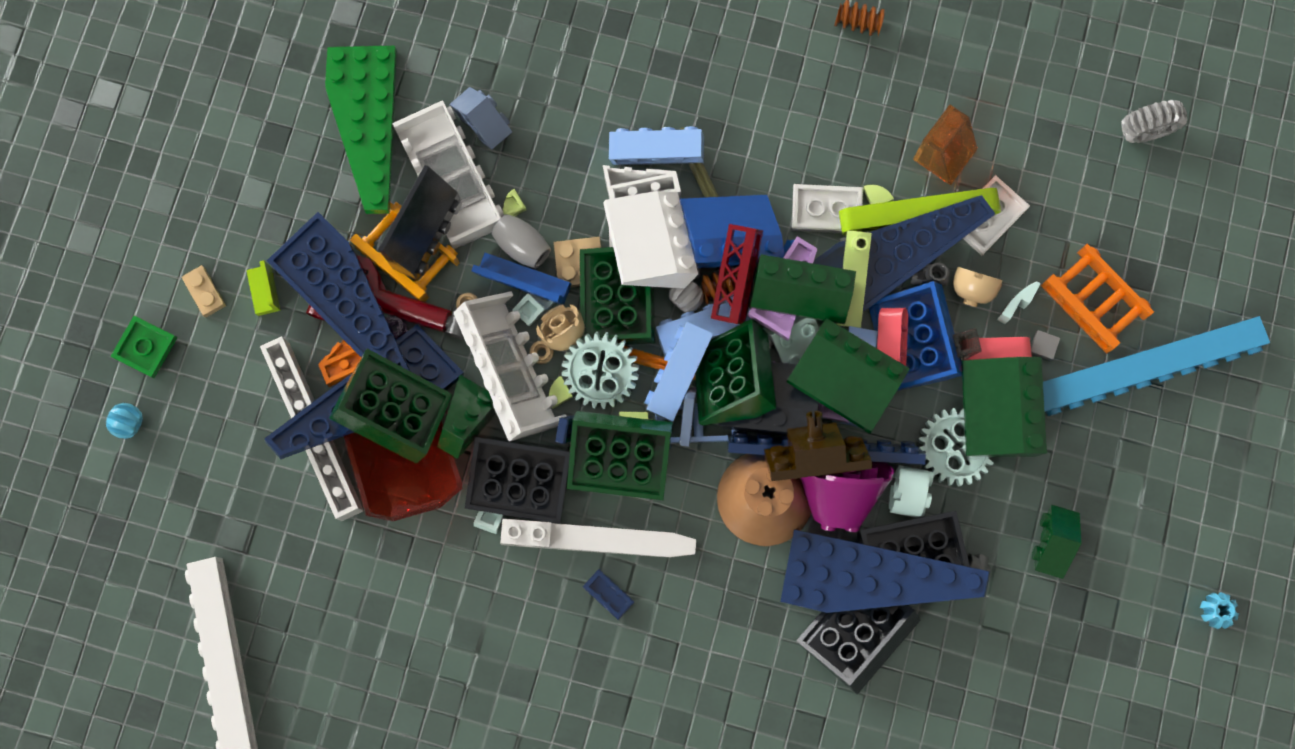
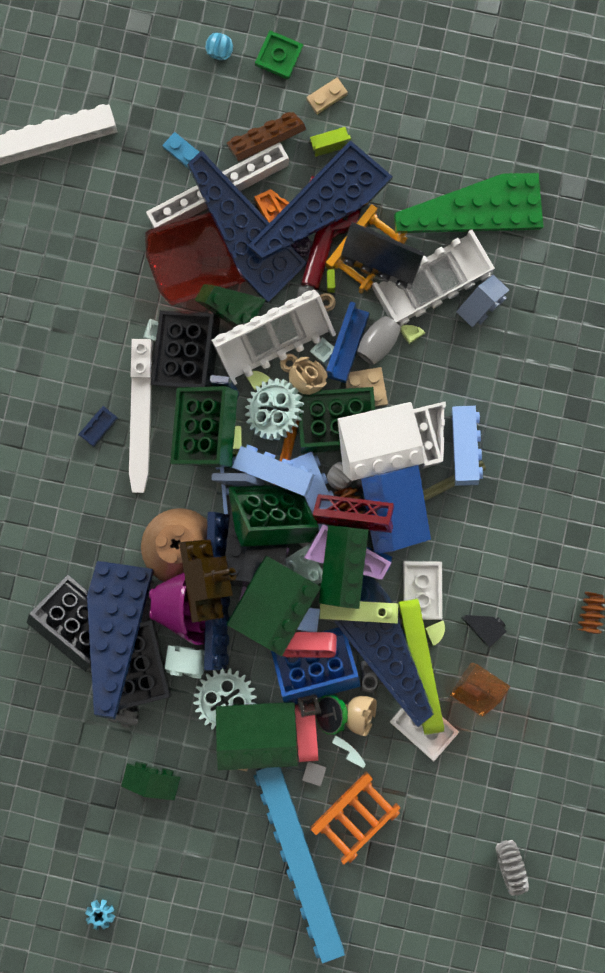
camera: 85 degrees right, 5 degrees up
(249, 365) = (266, 136): none -> reddish brown plate
(258, 473) = (180, 149): none -> dark azure plate
(391, 406) = (233, 246): dark green slope -> none
(442, 296) = (331, 281): none -> lime tile
(874, 137) = (486, 628): none -> black slope
(977, 314) = (332, 715): none -> black tile

